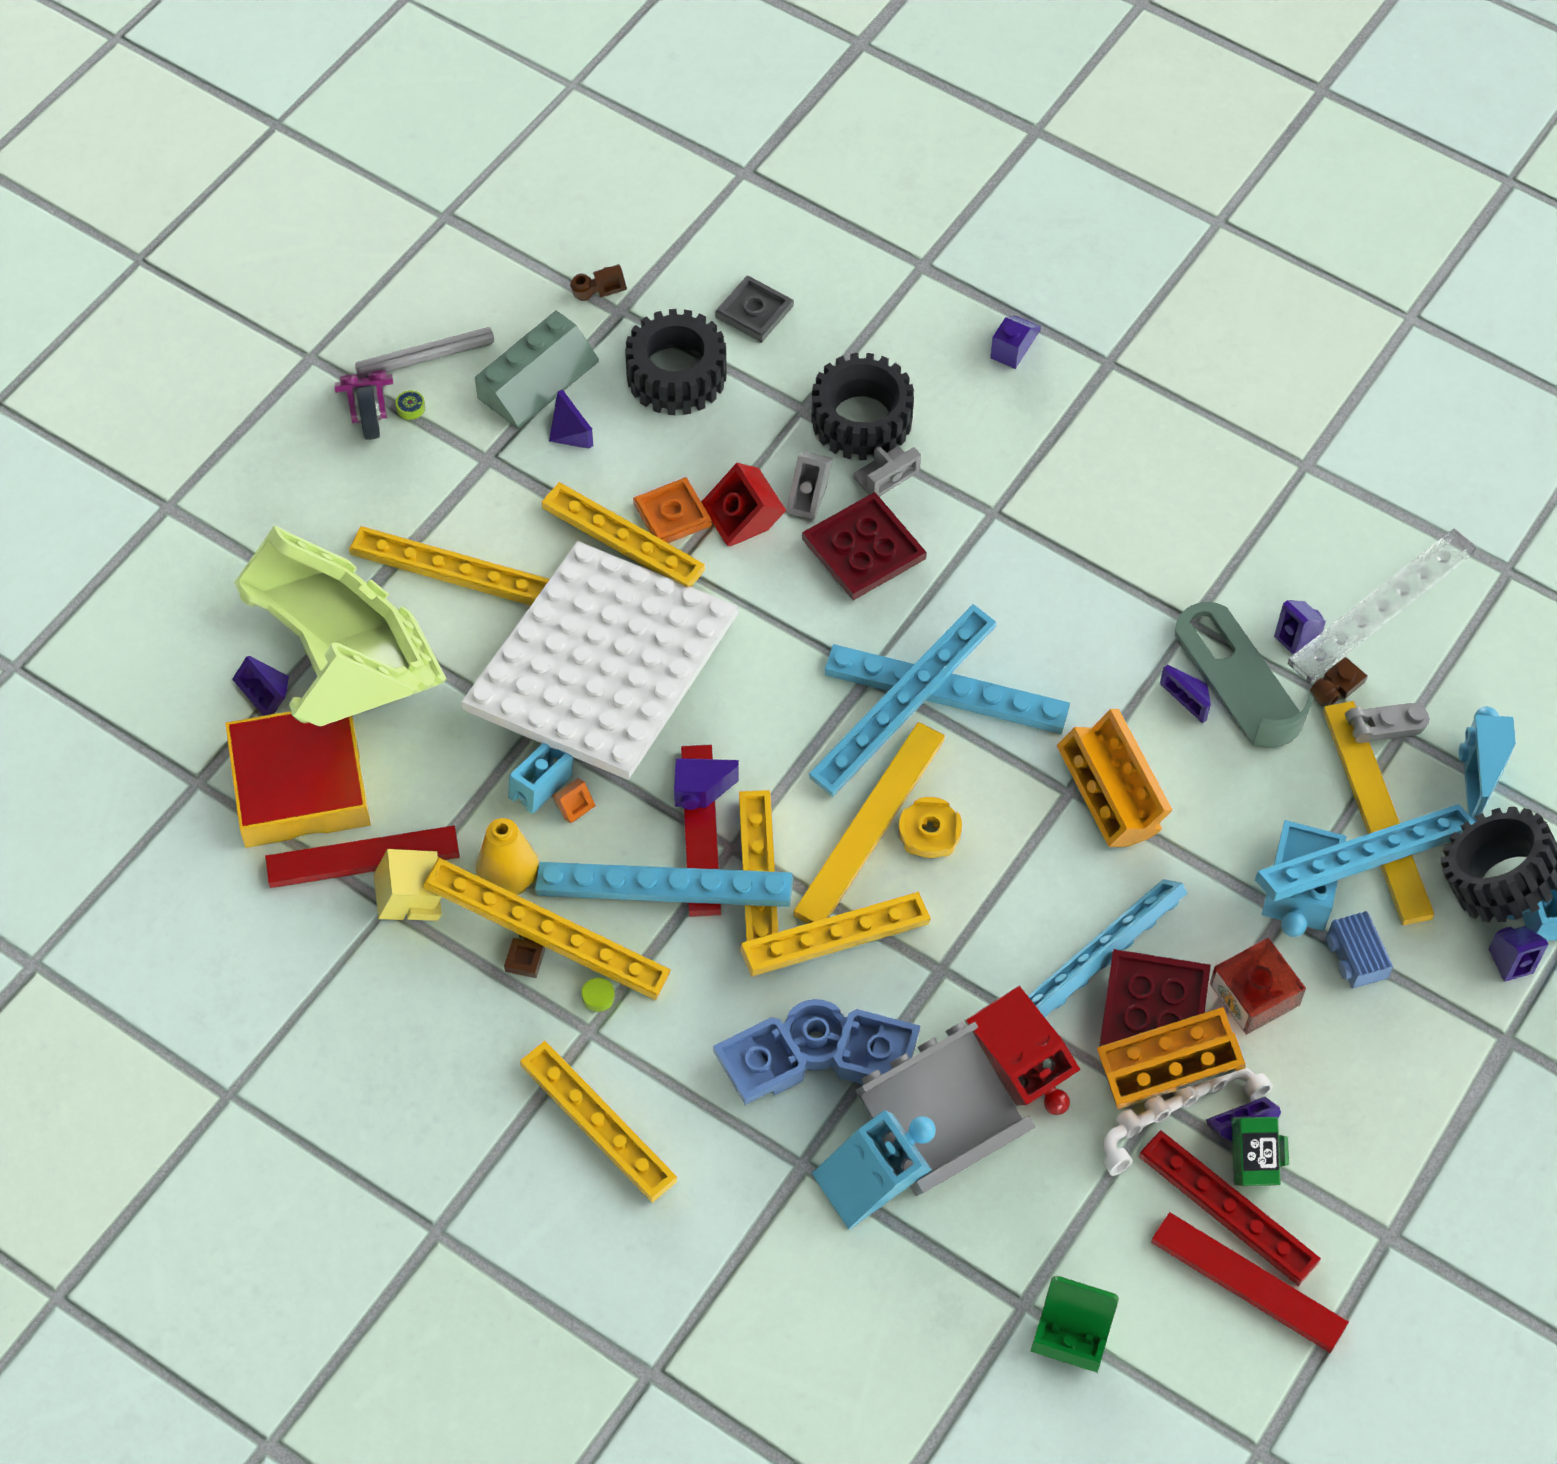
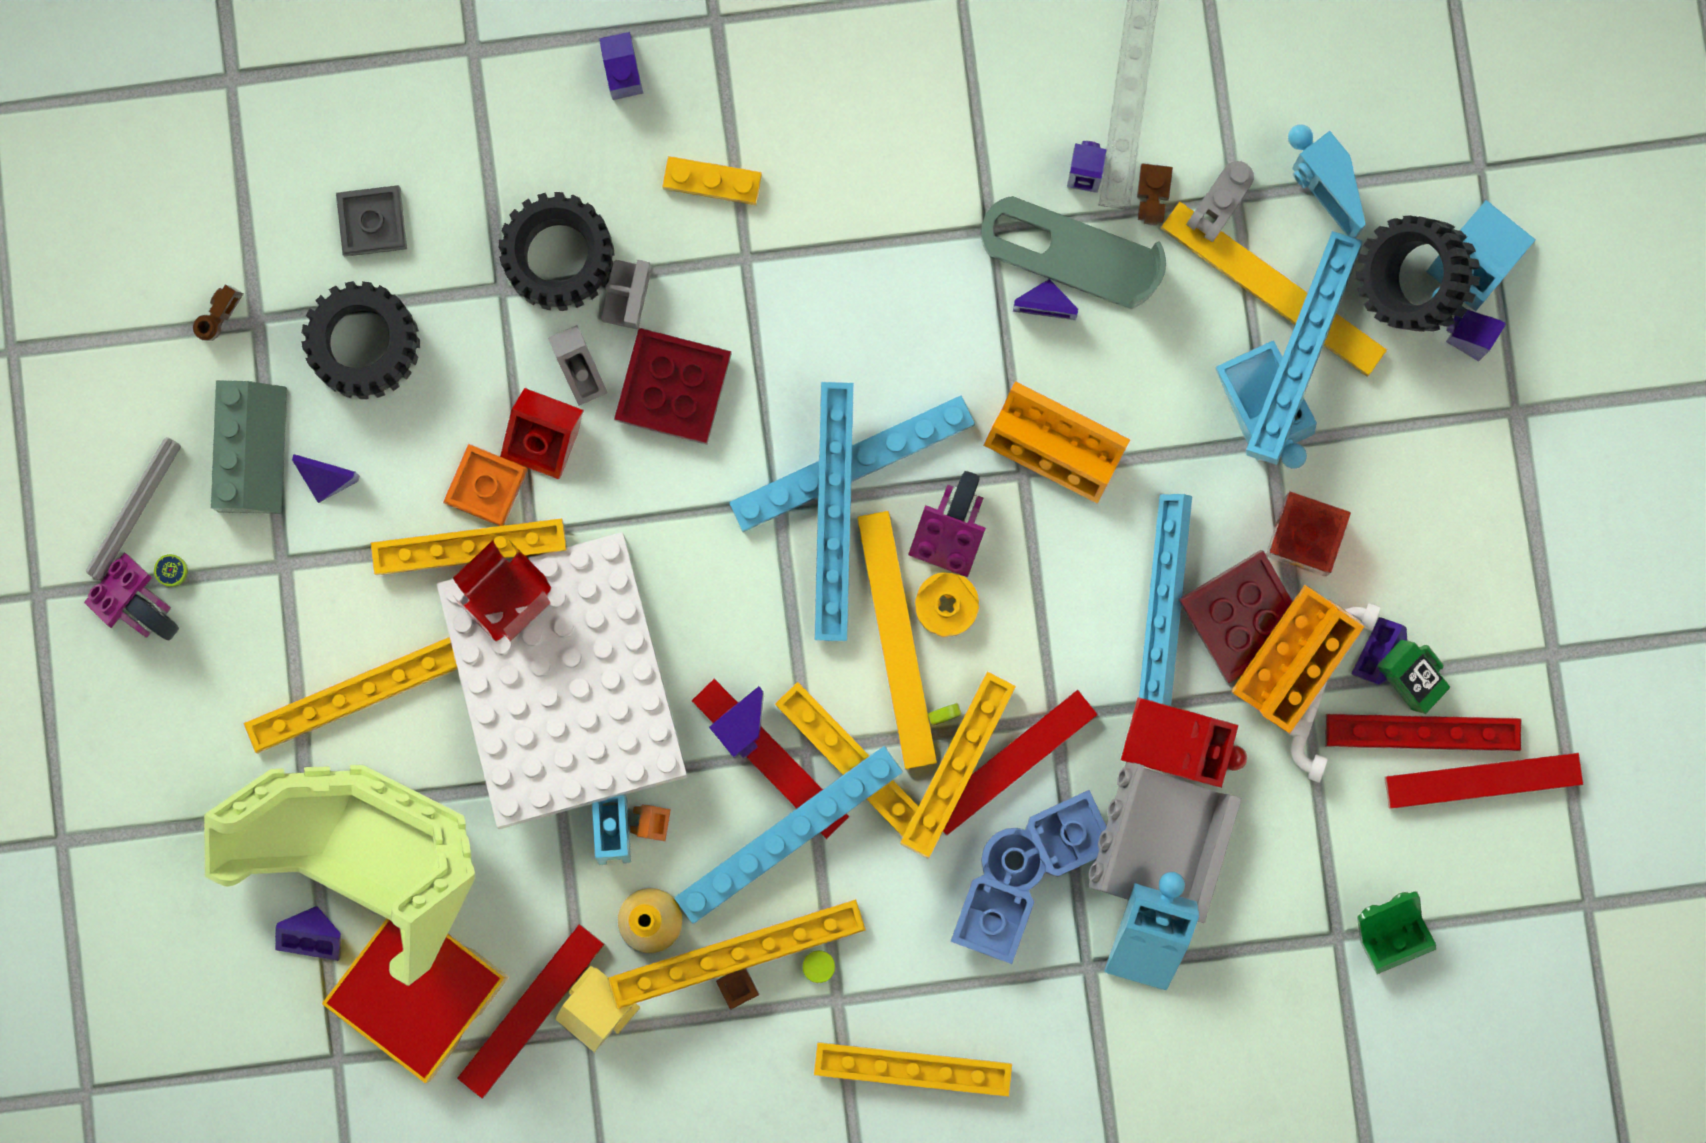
camera: 35 degrees left, 25 degrees up
(616, 563) = (502, 586): none -> red piece
(858, 895) = (944, 714): none -> lime tile
(884, 973) = (1021, 756): none -> red tile
(981, 773) = (947, 538): none -> magenta plate
(1014, 449) = (712, 180): none -> yellow plate
(1359, 950) = (1356, 433): medium blue brick -> none

